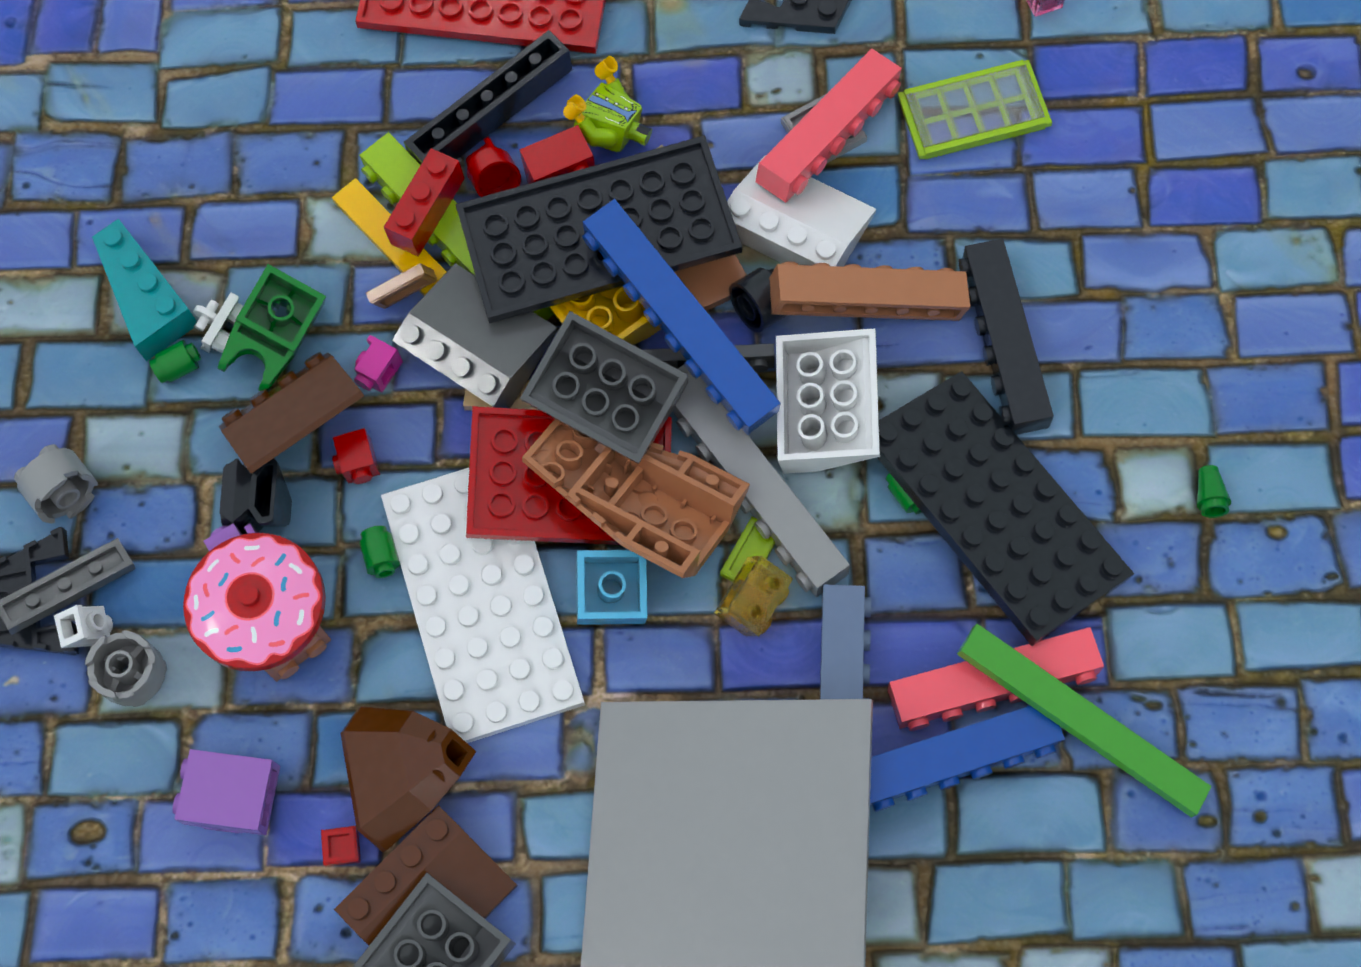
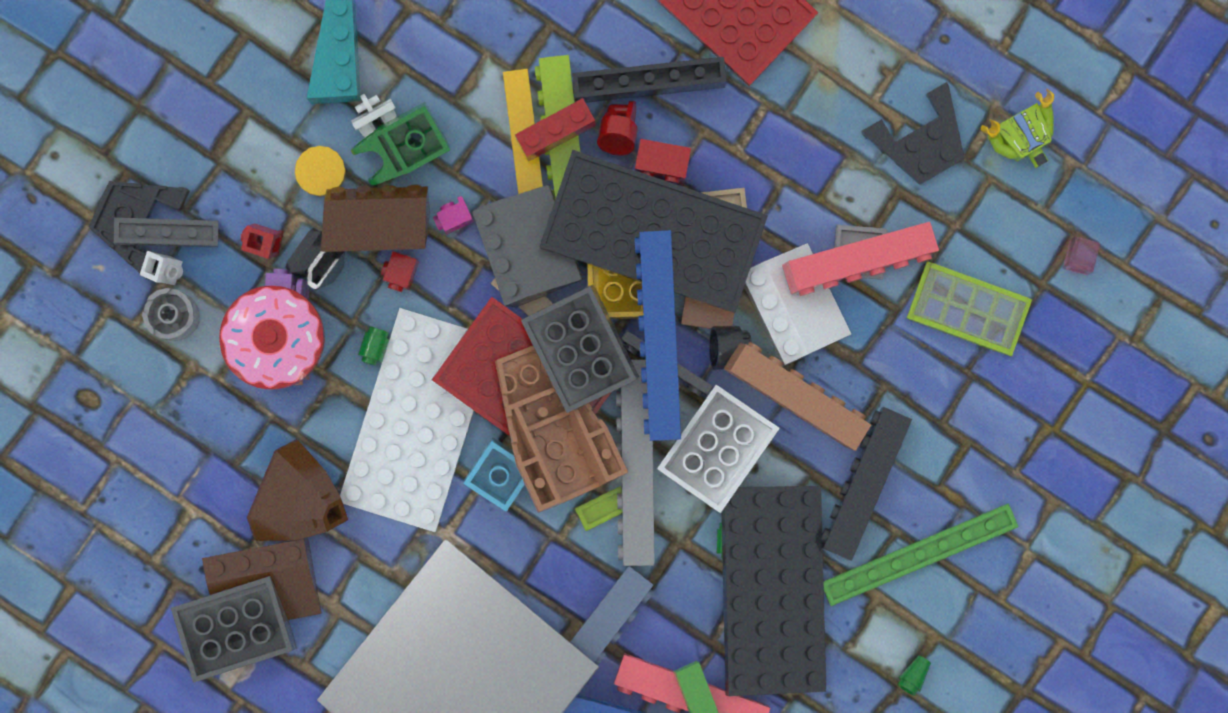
camera: 30 degrees right, 15 degrees up
(56, 484) = (200, 159): light grey brick -> none
(175, 361) = (328, 121): green brick -> none
(192, 521) = (252, 241): none -> red brick
(196, 417) = (319, 170): none -> yellow tile
(226, 792) = (183, 438): medium lavender brick -> none
(340, 846) = (232, 516): red tile -> none
(401, 286) = (505, 174): medium nougat tile -> none
(609, 114) = (722, 145): lime torso -> none
(754, 596) = (582, 541): clear yellow brick -> none
(1115, 372) = (919, 554): none -> bright green tile

